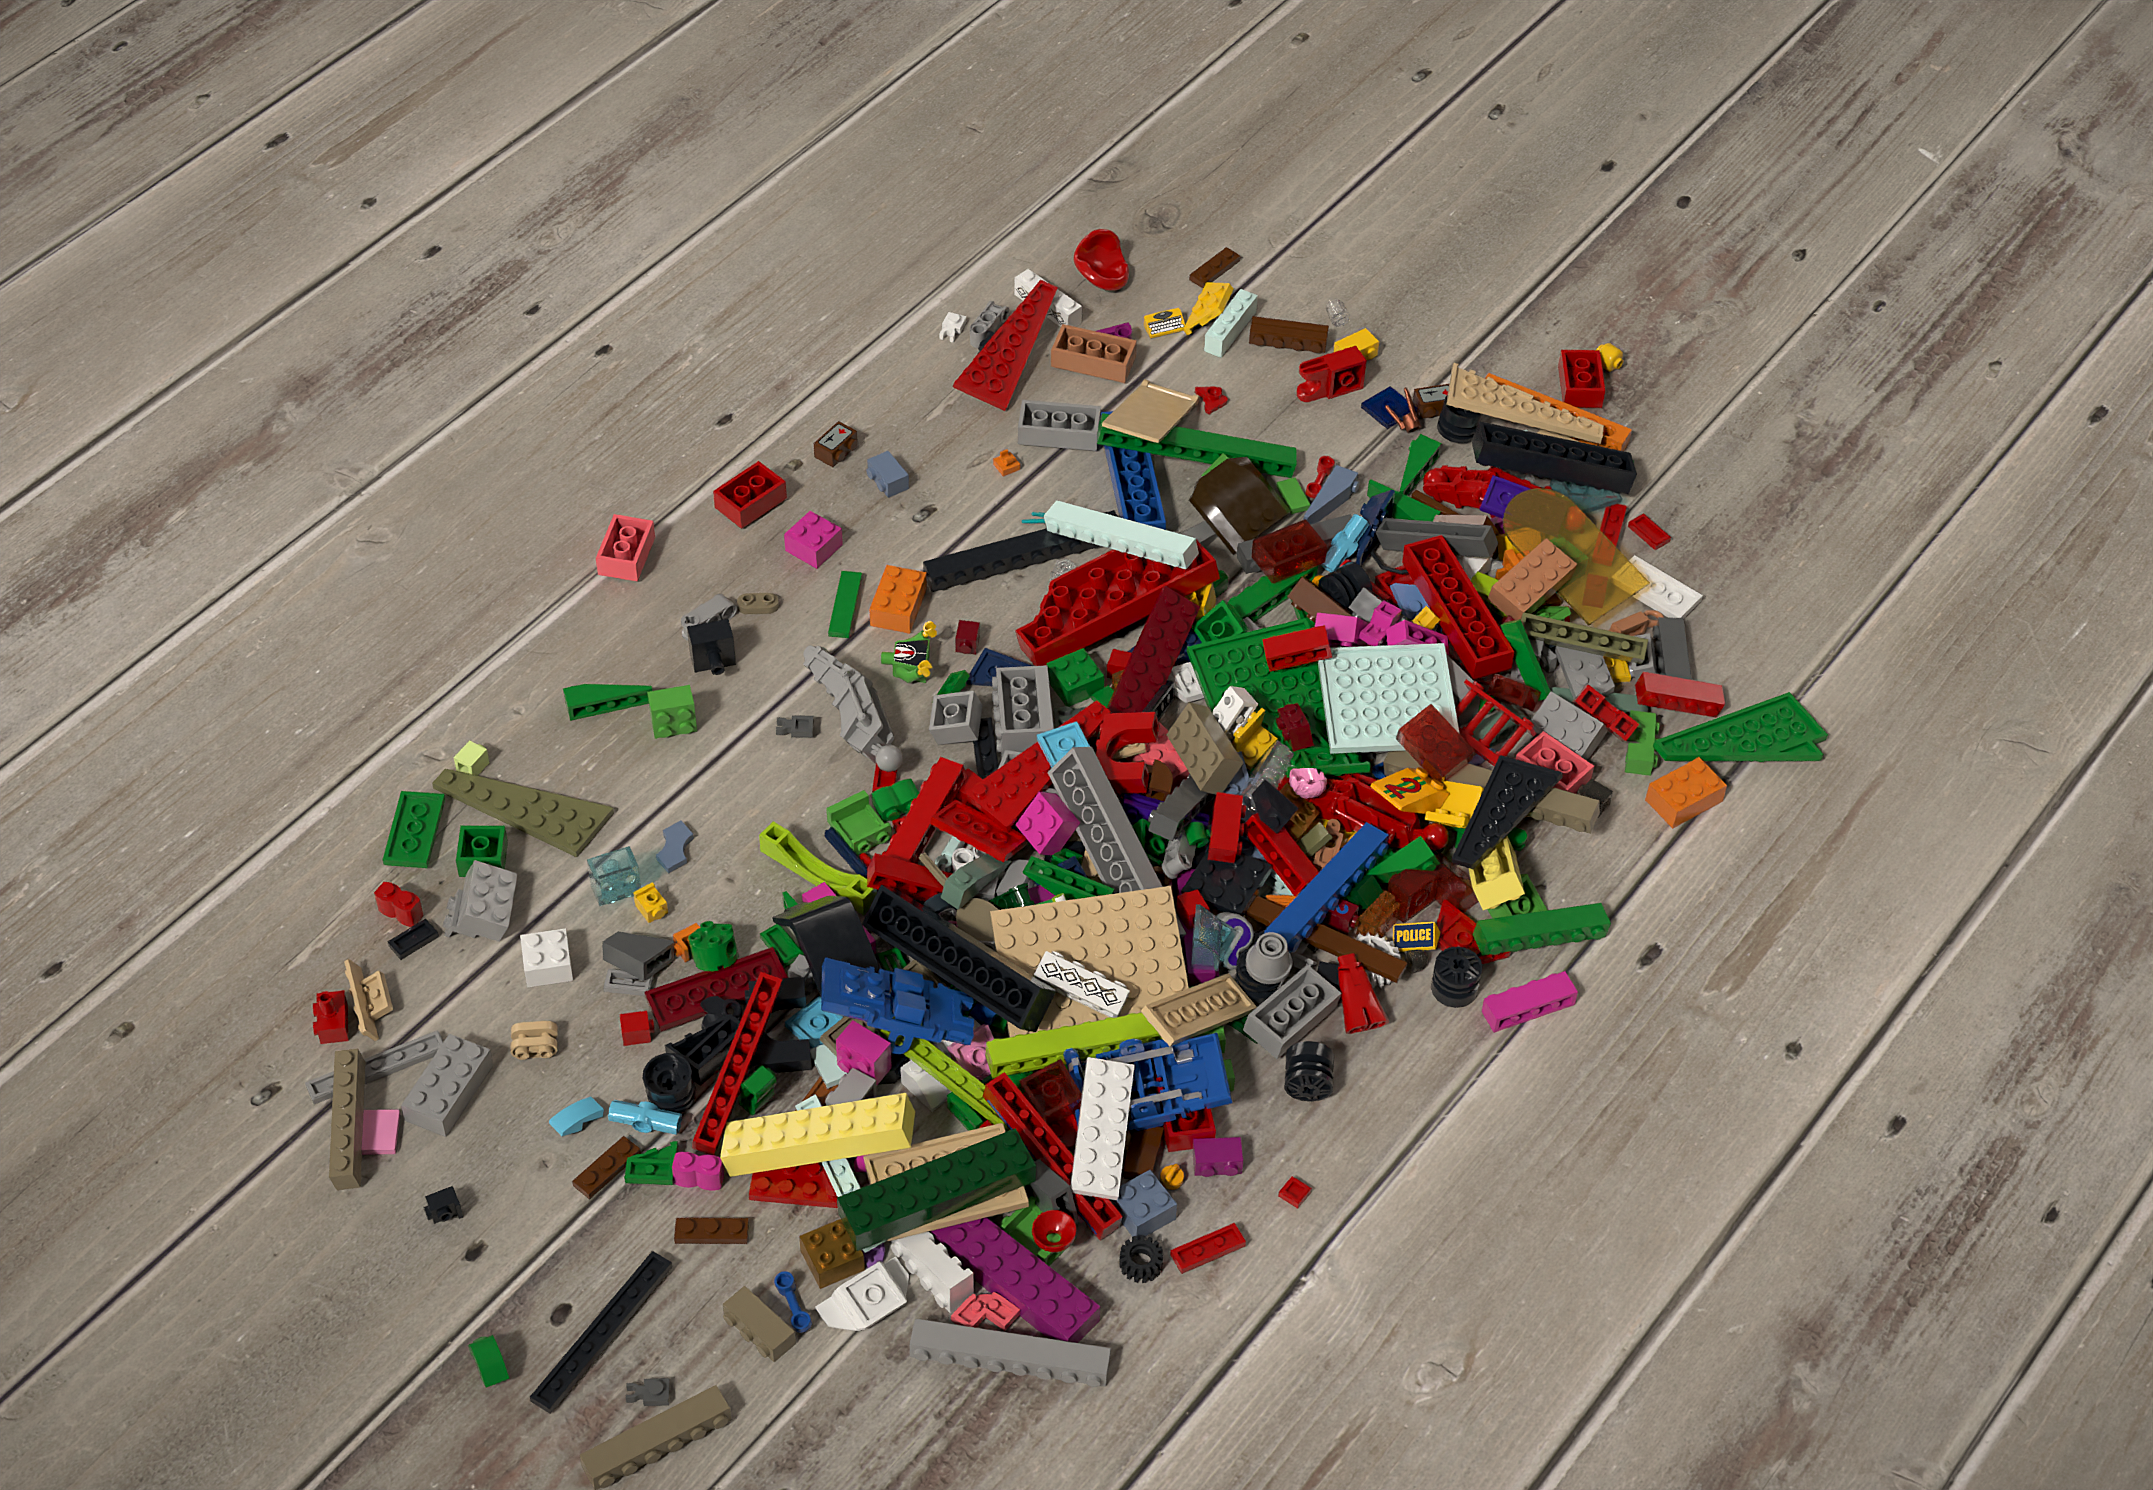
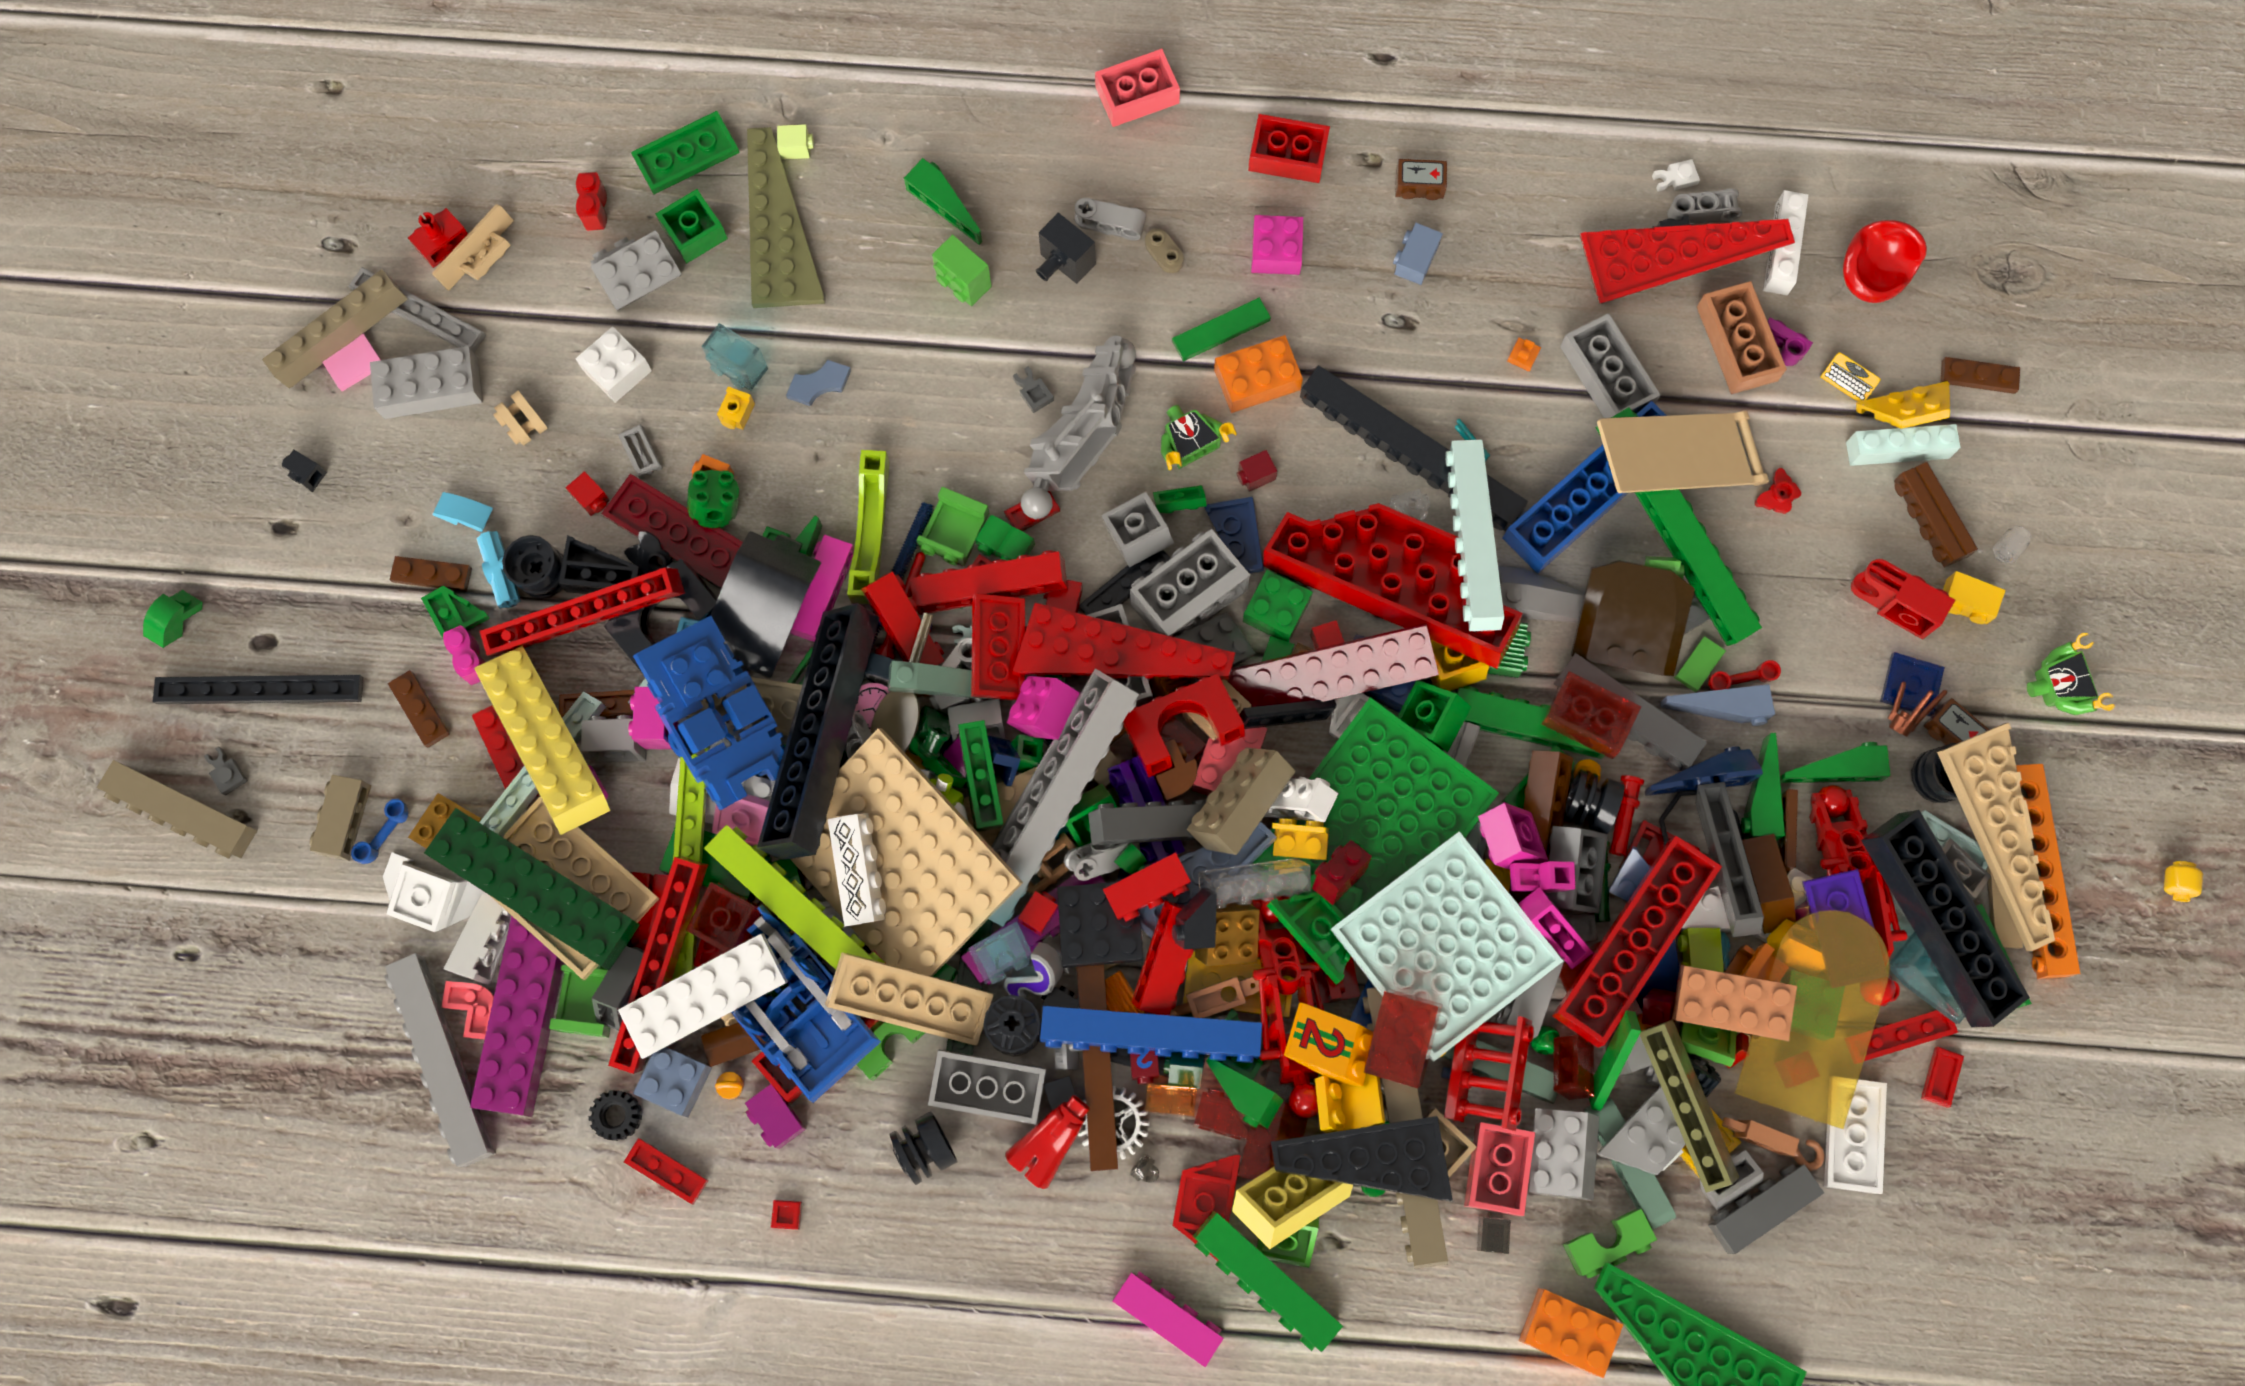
camera: 60 degrees right, 25 degrees up
(413, 939) = (569, 240): black tile -> none
(638, 954) = (667, 439): dark grey slope -> none
(757, 1090) = (576, 647): green brick -> none
(1054, 1222) = (558, 1018): red piece -> none
(1060, 741) = (1147, 662): medium azure tile -> none
(1269, 959) = (1024, 1032): light grey piece -> none
(1297, 648) = (1440, 811): red brick -> none
(1307, 782) = (1266, 932): bright pink hair -> none
(1314, 840) = (1208, 978): olive tile -> none
(1345, 543) = (1657, 762): medium azure piece -> none
(1416, 936) = (1169, 1154): slope -> none
(1426, 618) = (1600, 916): yellow plate -> none
(1445, 337) = (2067, 681): none -> torso
(1456, 977) = (1152, 1241): black wheel -> none
(1581, 378) = (2120, 870): red brick -> none
(1598, 707) = (1604, 1207): red arch -> none
(1679, 694) = (1704, 1251): red brick -> none

